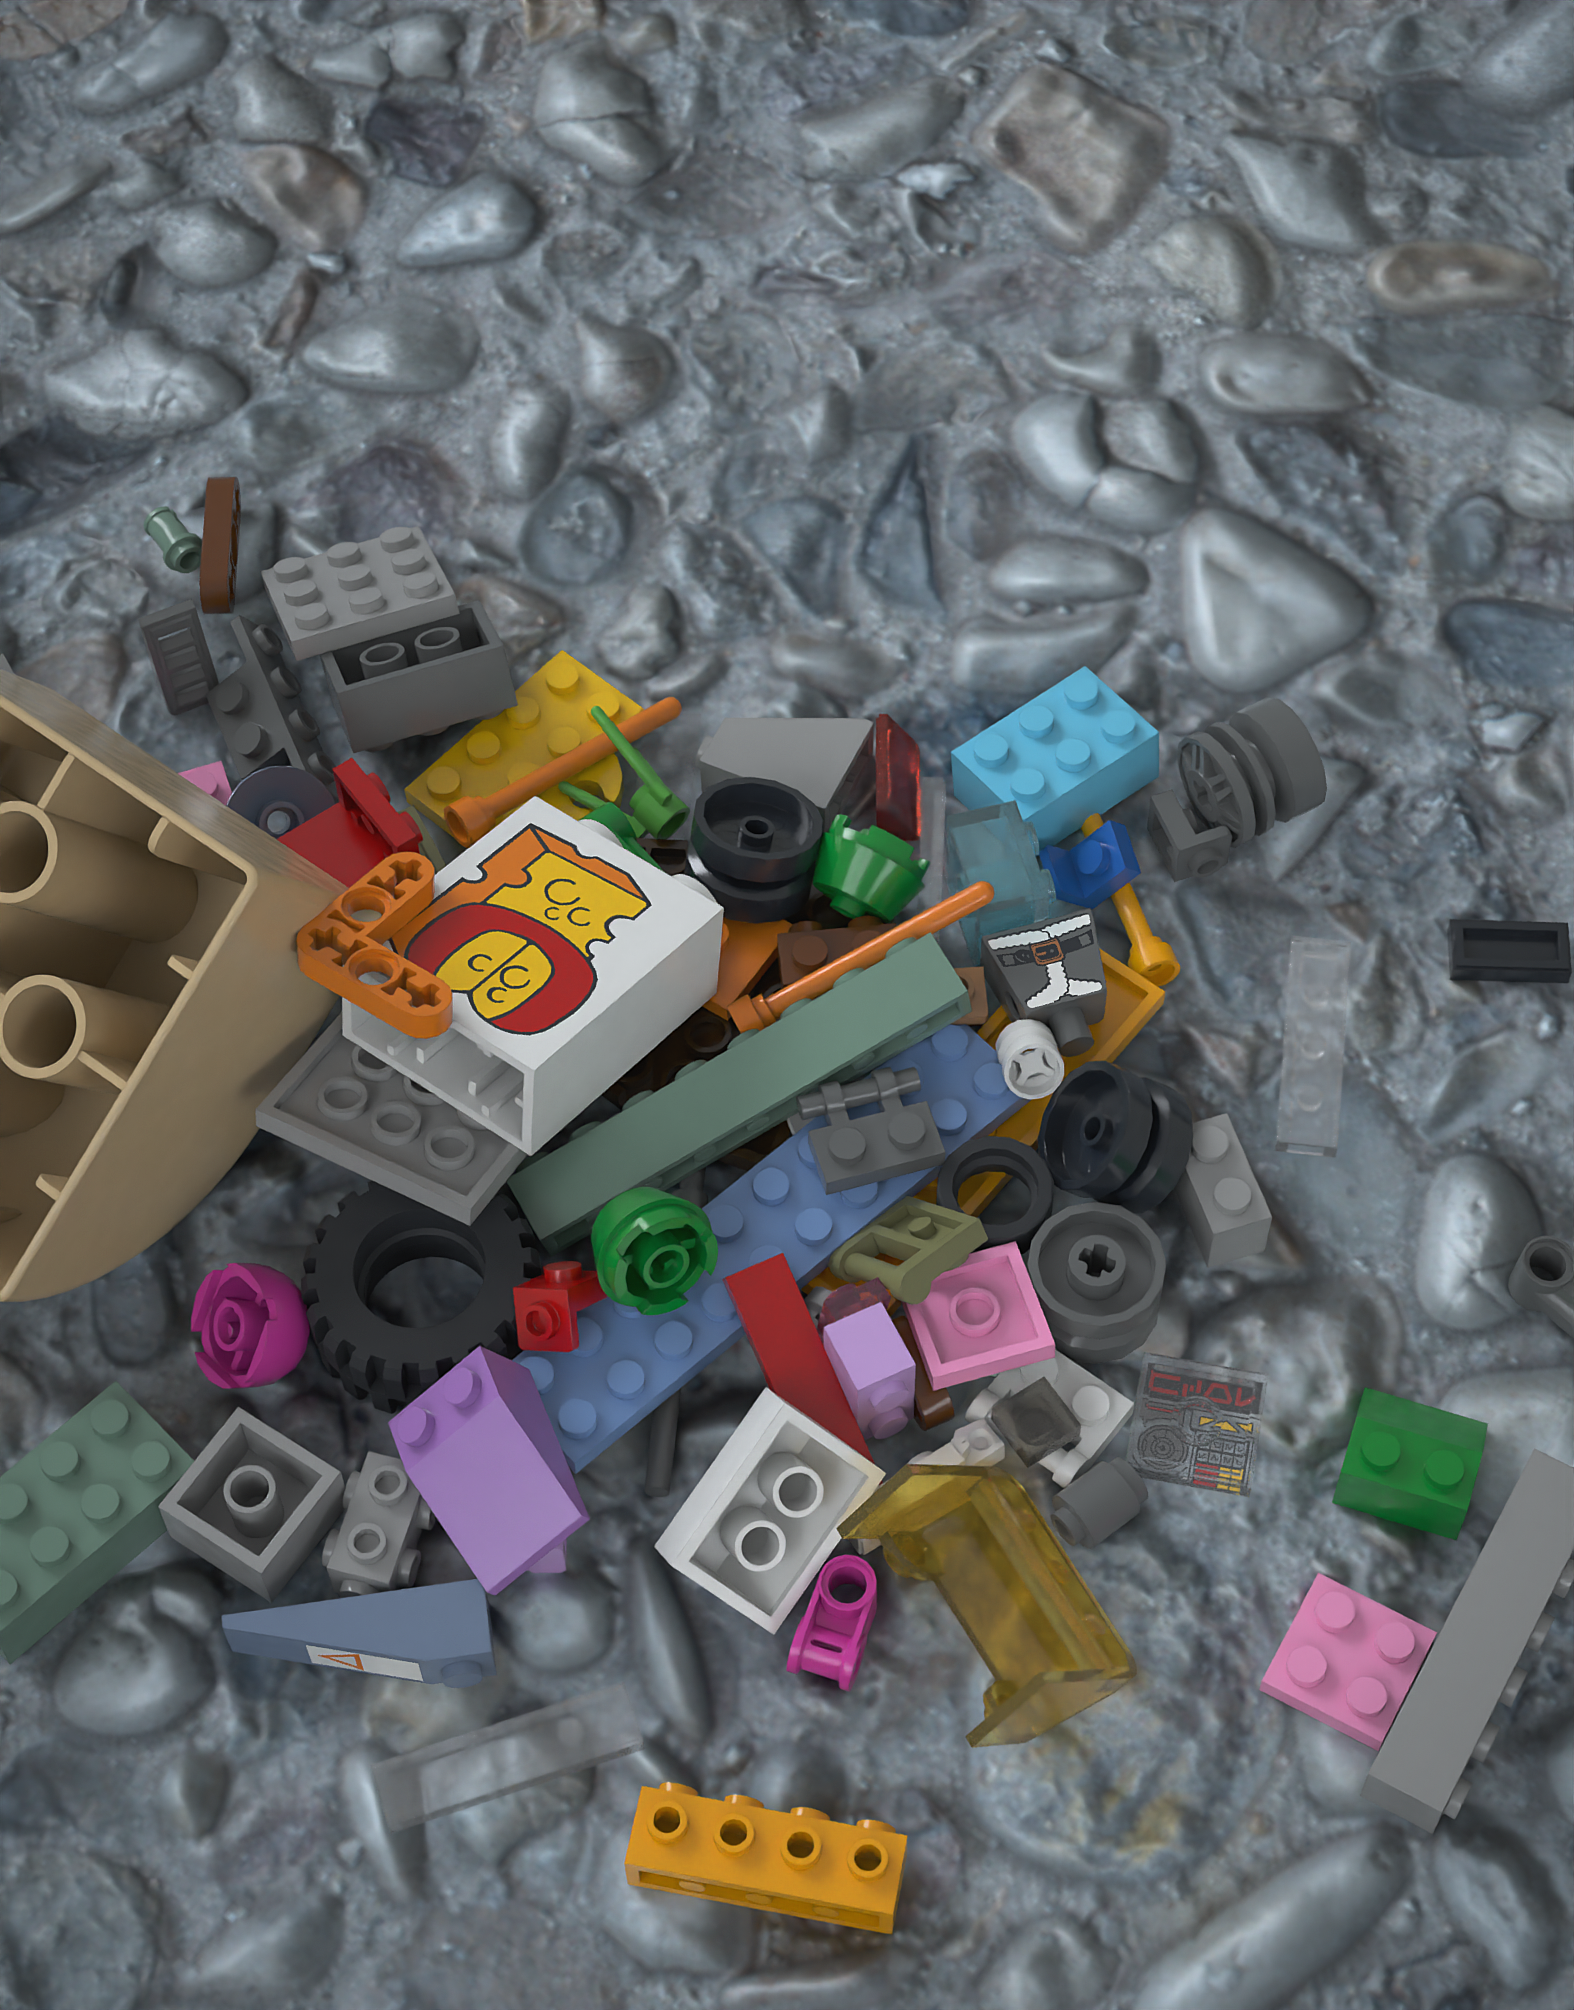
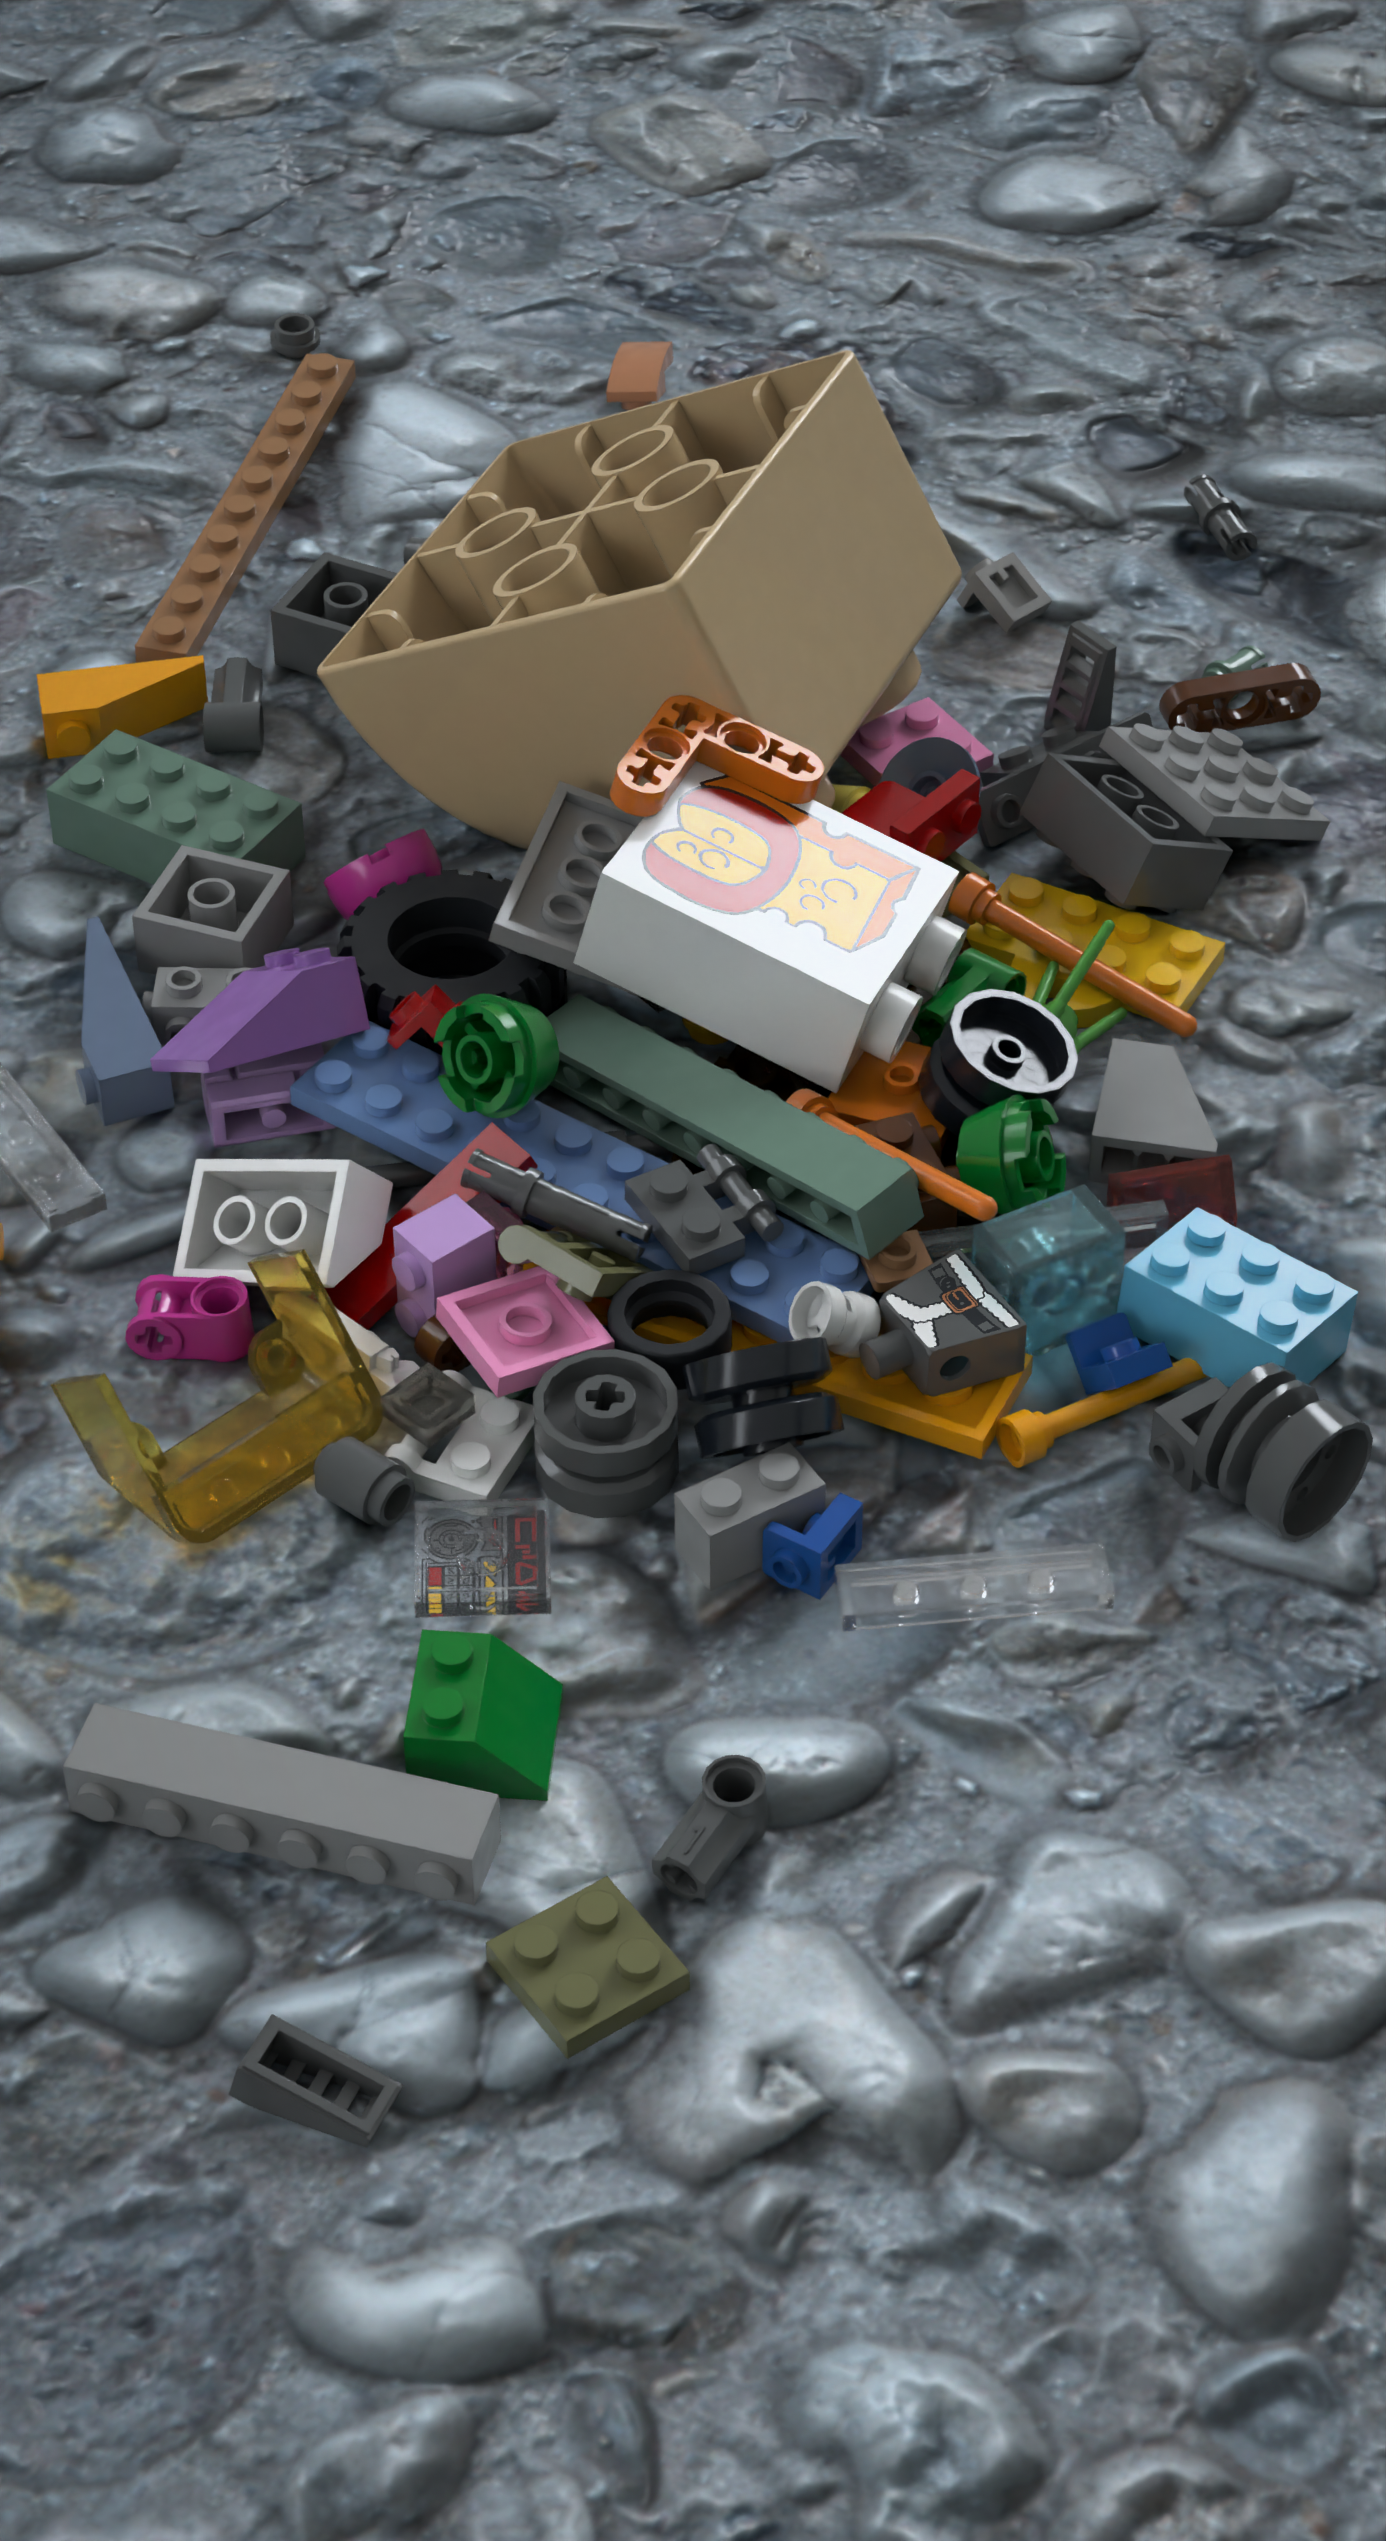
camera: 75 degrees right, 15 degrees down
(832, 1263) = (553, 1204): none -> dark grey pin
(1264, 1144) = (809, 1557): none -> blue bracket
(1348, 1661) = (249, 1692): bright pink plate -> none
(1509, 951) = (1166, 1743): black tile -> none

